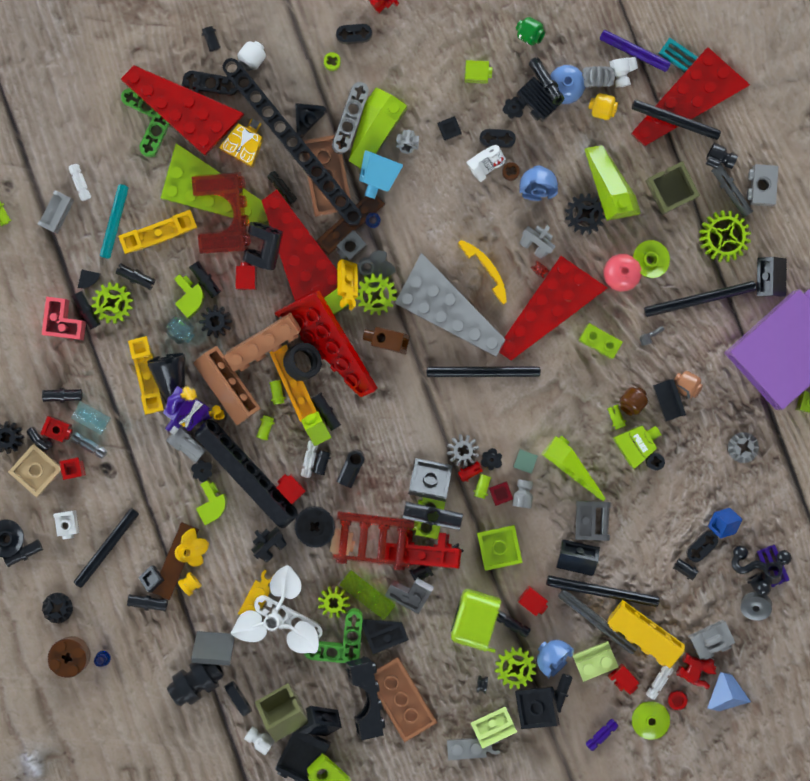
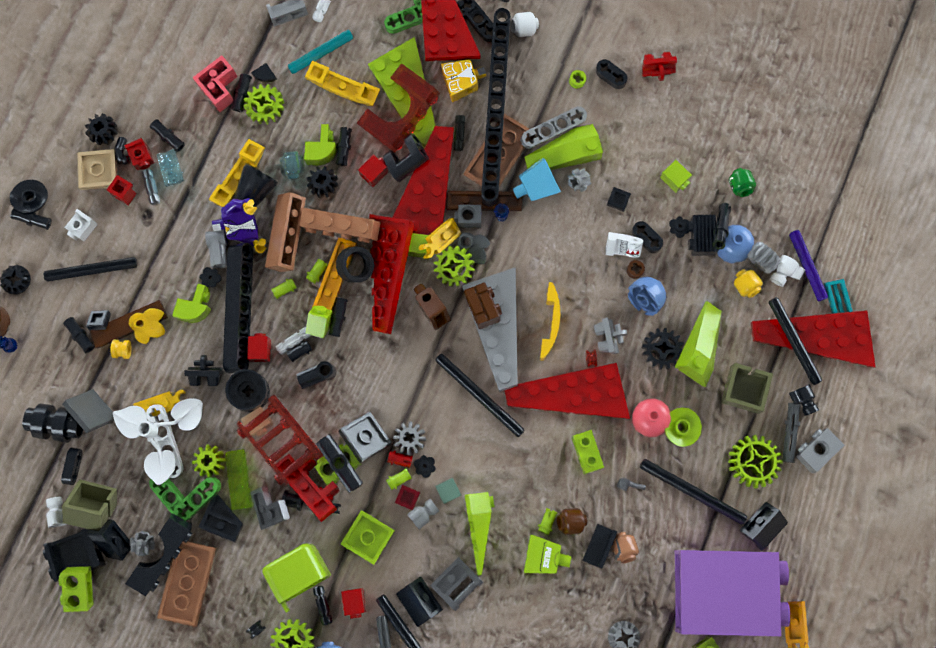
camera: 50 degrees right, 10 degrees down
(135, 276) = (297, 101): black pin -> none
(307, 117) = (523, 99): black slope -> none
(343, 703) = (142, 543): none -> light grey gear
(426, 305) = (482, 305): none -> reddish brown brick
(660, 465) = (551, 581): black bush -> none

